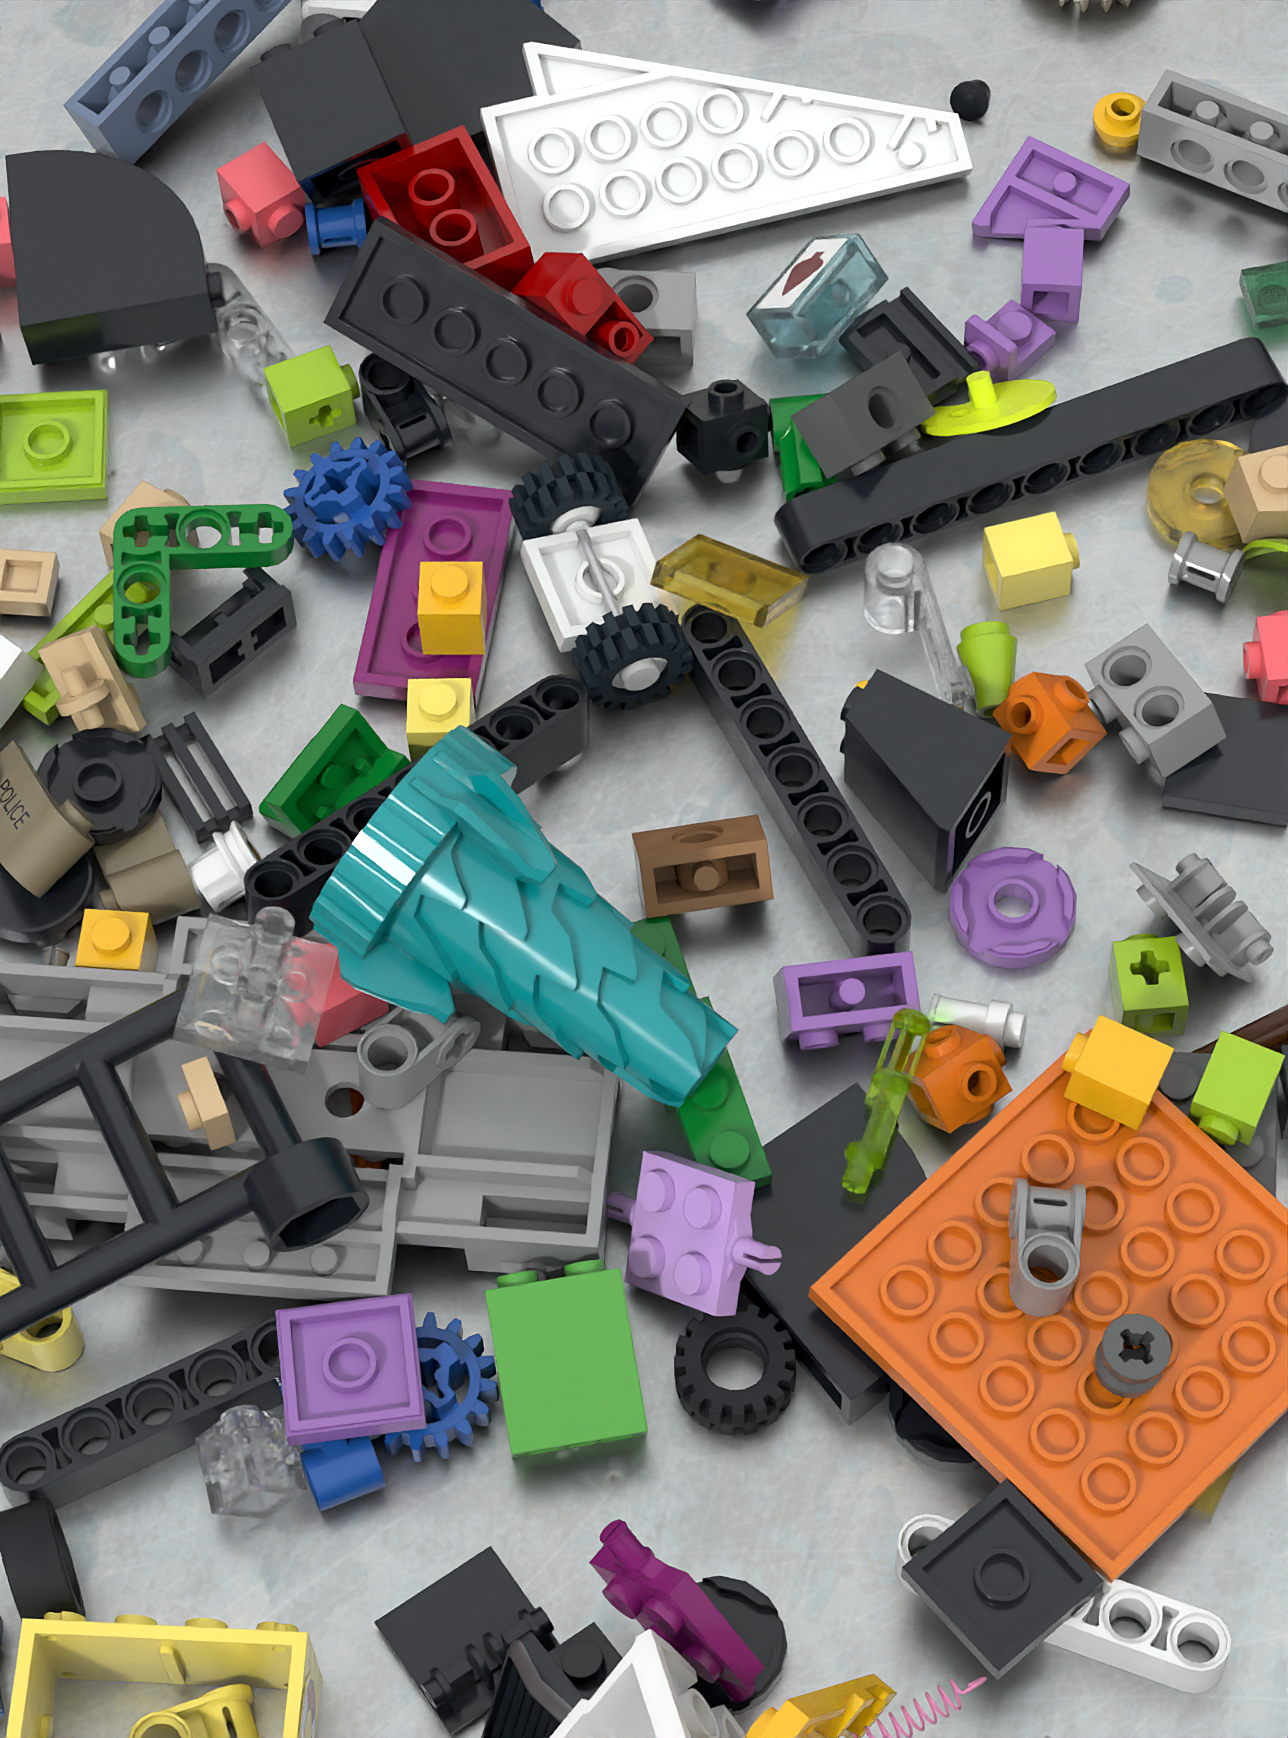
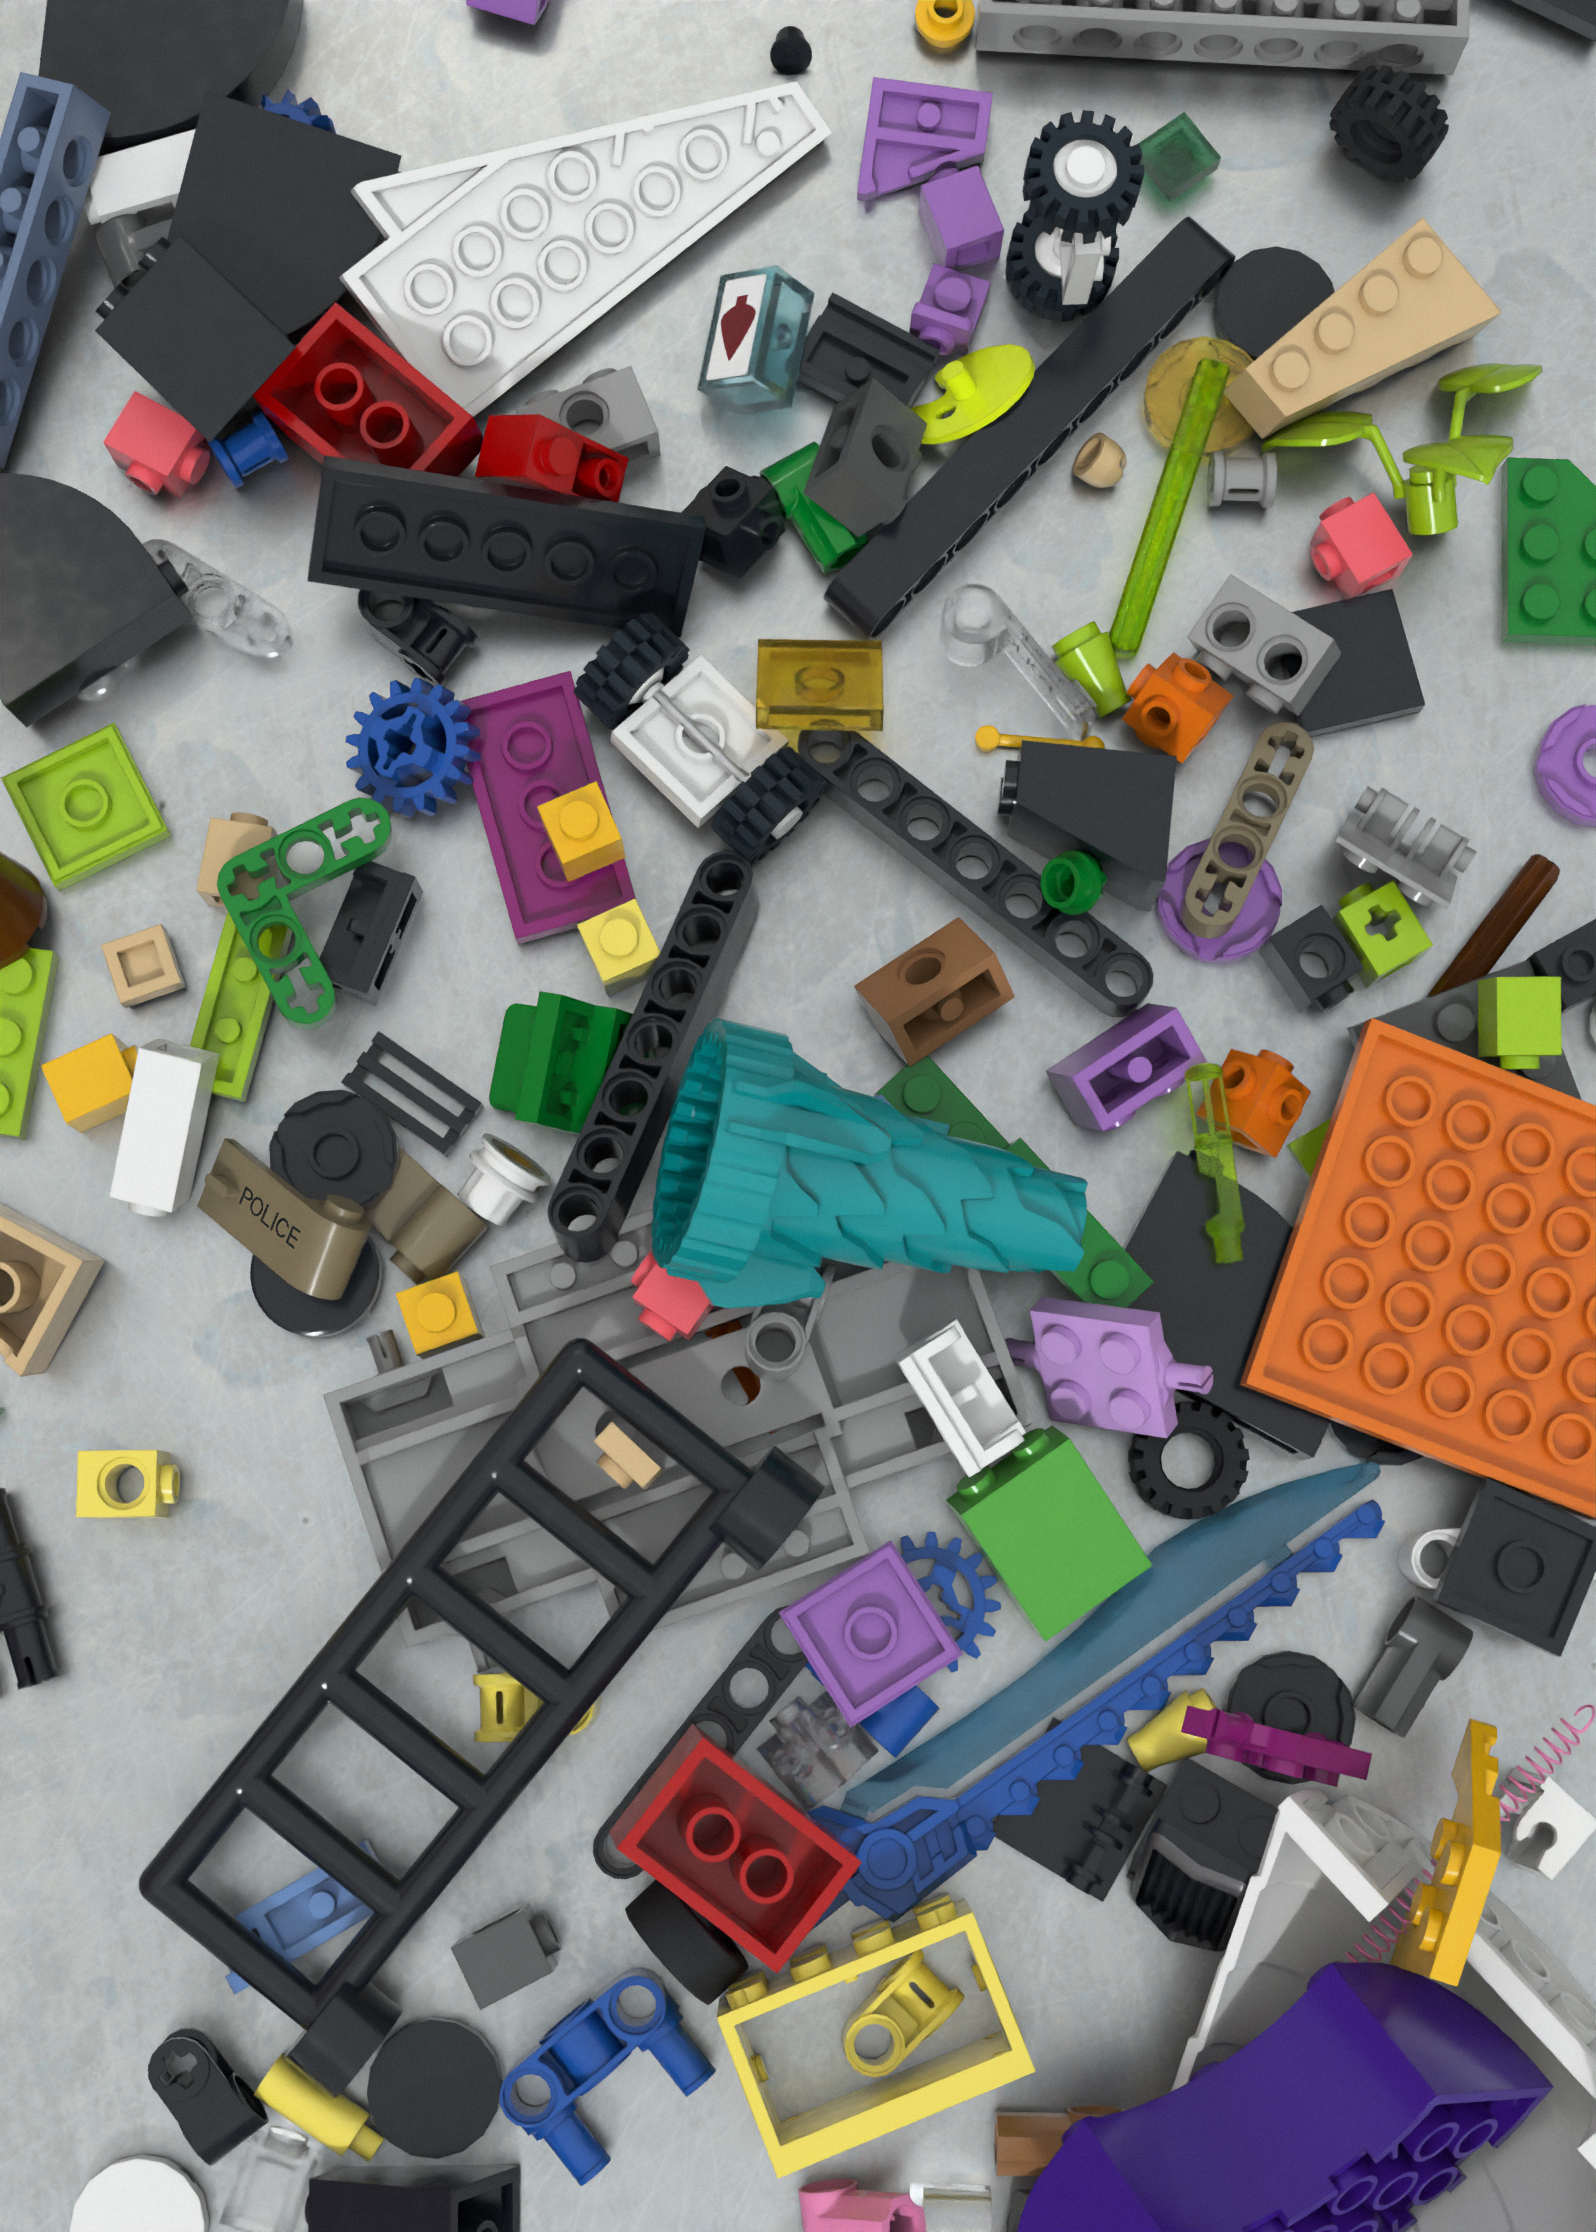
camera: 30 degrees left, 20 degrees up
(91, 682) = (278, 1059): tan hips -> none
(123, 1486) = (734, 1848): none -> red brick
(256, 991) = (633, 1348): clear plate -> none
(307, 1571) = (934, 1837): none -> piece
(312, 395) = (319, 647): lime brick -> none
(535, 1182) = (961, 1397): none -> white hinge
(584, 1604) = (1162, 1740): none -> light yellow cone
(871, 812) = (1073, 882): none -> green plate
(873, 1635) = (1420, 1652): none -> dark grey piece
(995, 1019) = (1244, 1032): white animal -> none
(1029, 560) = (1079, 541): light yellow brick -> none
(1047, 1234) = (1433, 1246): light grey piece -> none
(1069, 853) = (1248, 829): none -> dark tan beam
(1070, 960) = (1315, 934): none -> black brick
(1084, 509) = (1100, 461): none -> tan hinge
(1115, 1071) = (1424, 1058): yellow brick -> none
(1123, 1369) = (1537, 1328): dark grey wheel -> none
(1124, 563) = (1168, 506): none -> clear neon green axle
(1147, 237) = (1078, 189): none -> black plate

